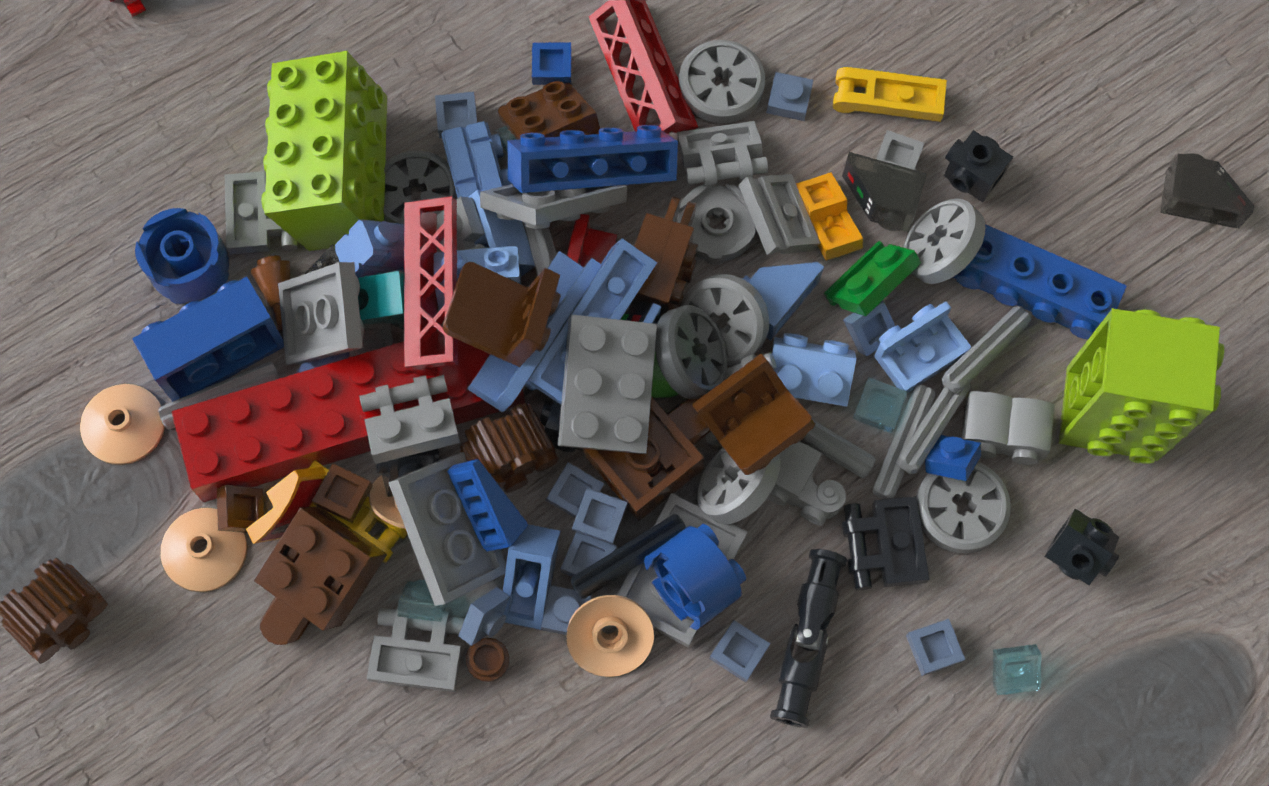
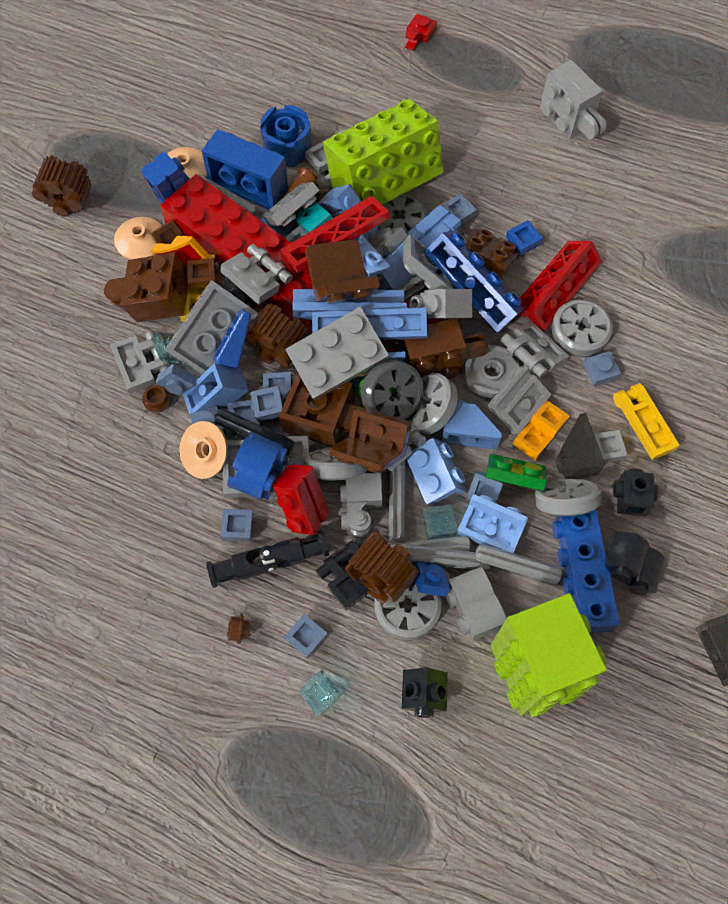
camera: 60 degrees right, 5 degrees down
(154, 456) = (164, 176): none -> blue brick
(619, 213) = (445, 303): none -> light grey brick
(767, 548) = (301, 499): none -> red brick
(879, 725) = (238, 628): none -> reddish brown plate
(922, 503) = (382, 568): none -> reddish brown brick
(1065, 222) = (635, 563): none -> black brick

